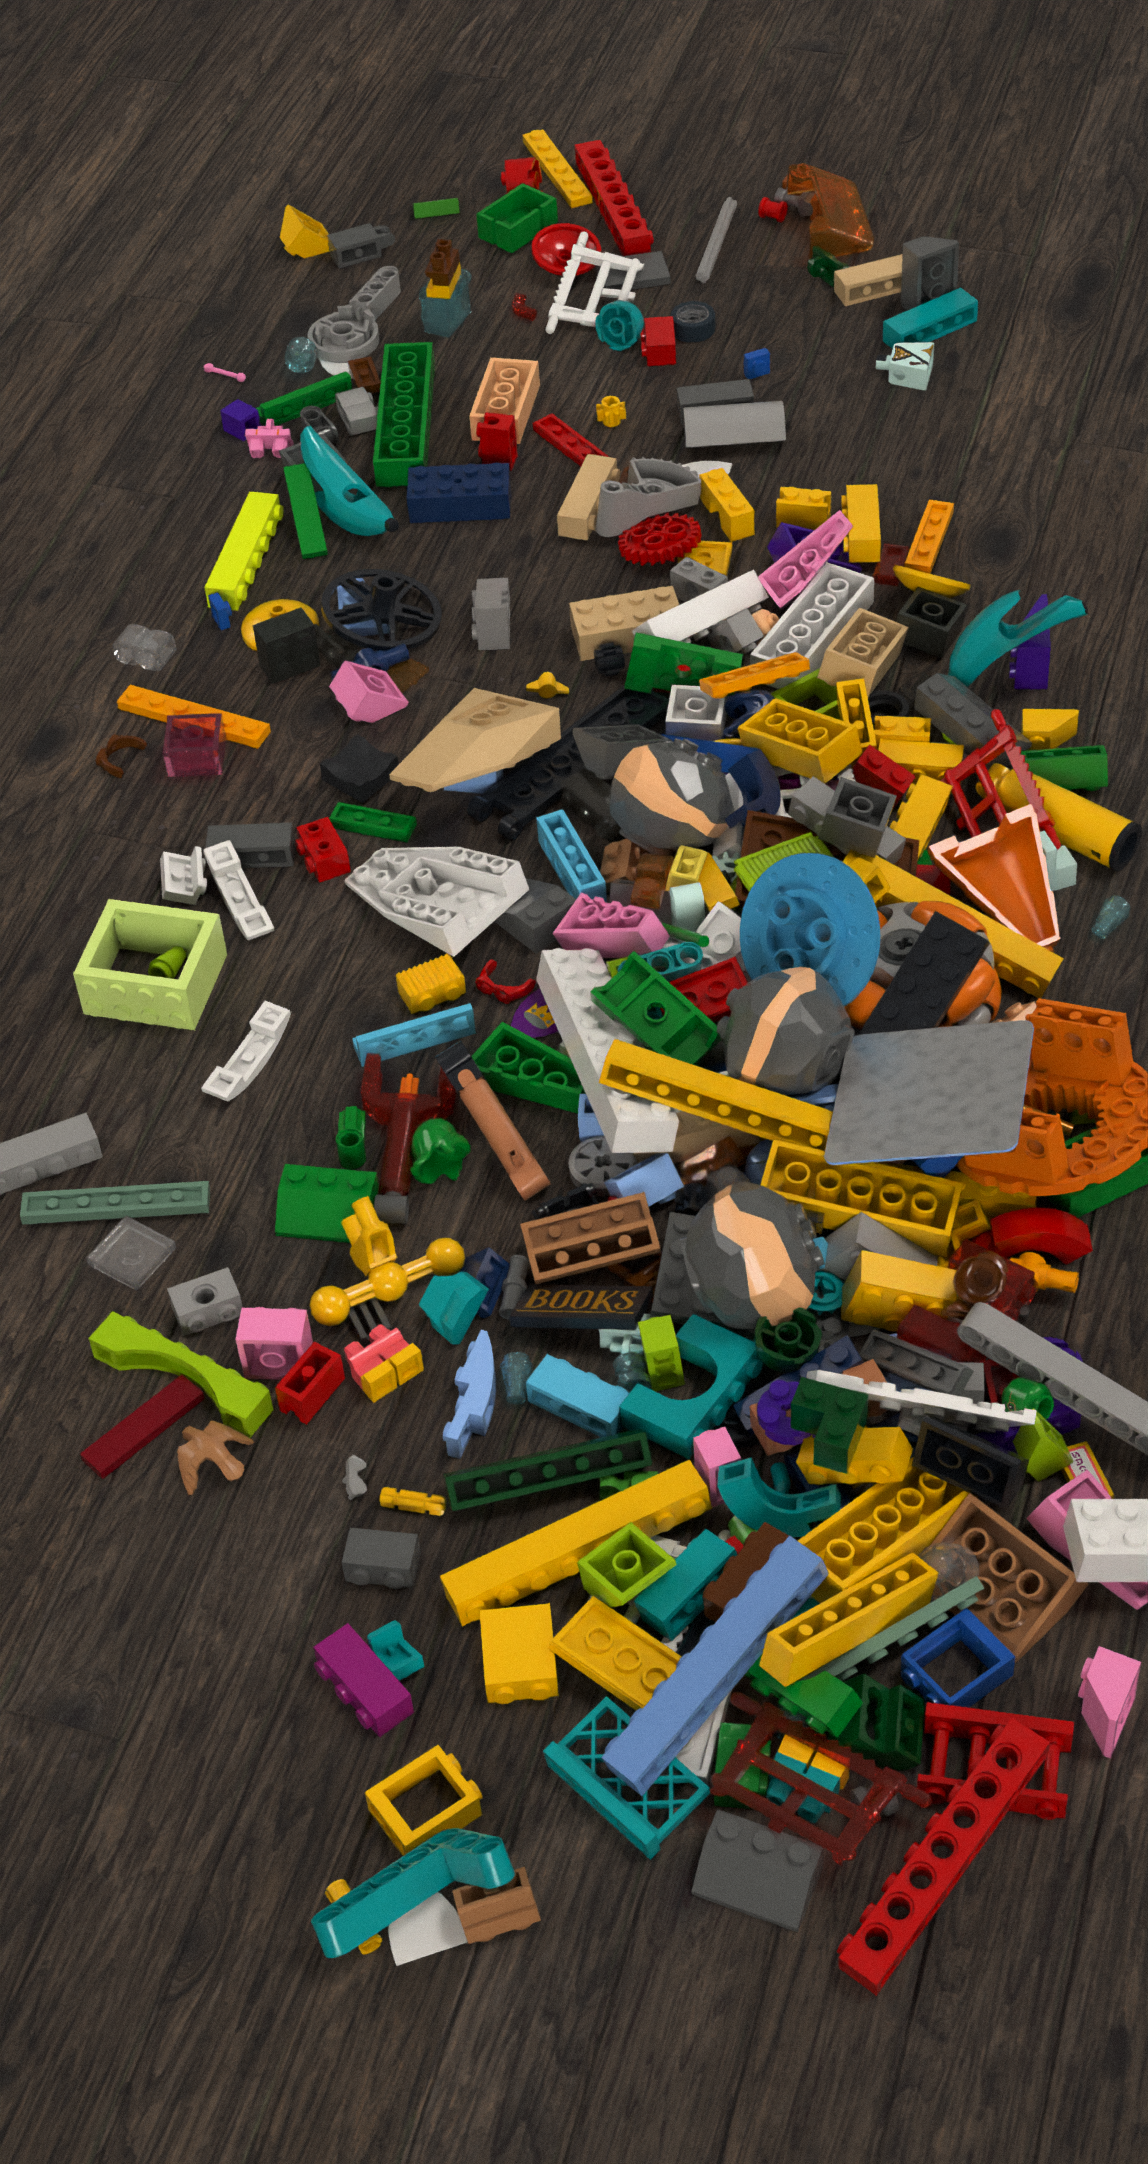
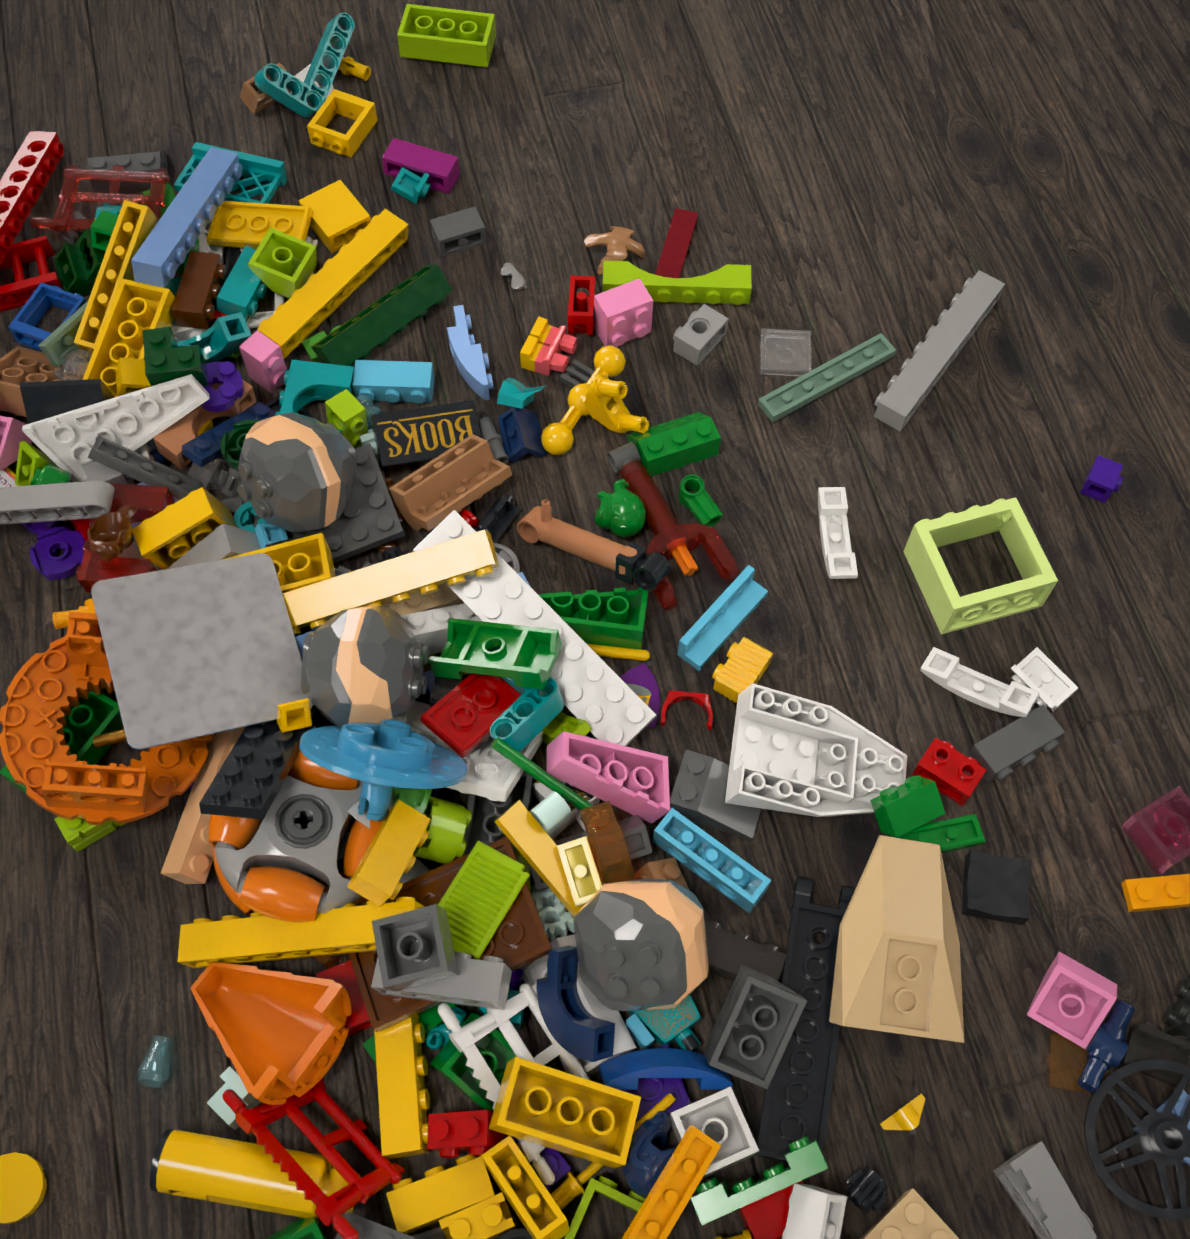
camera: 145 degrees right, 15 degrees up
(168, 963) = (972, 581): lime cone -> none
(185, 1877) = (446, 35): none -> lime brick
(381, 833) = (907, 806): none -> green brick
(412, 1501) = (467, 276): yellow axle -> none
(515, 1372) = (448, 379): clear light blue cone -> none
(871, 1019) = (294, 715): none -> yellow slope

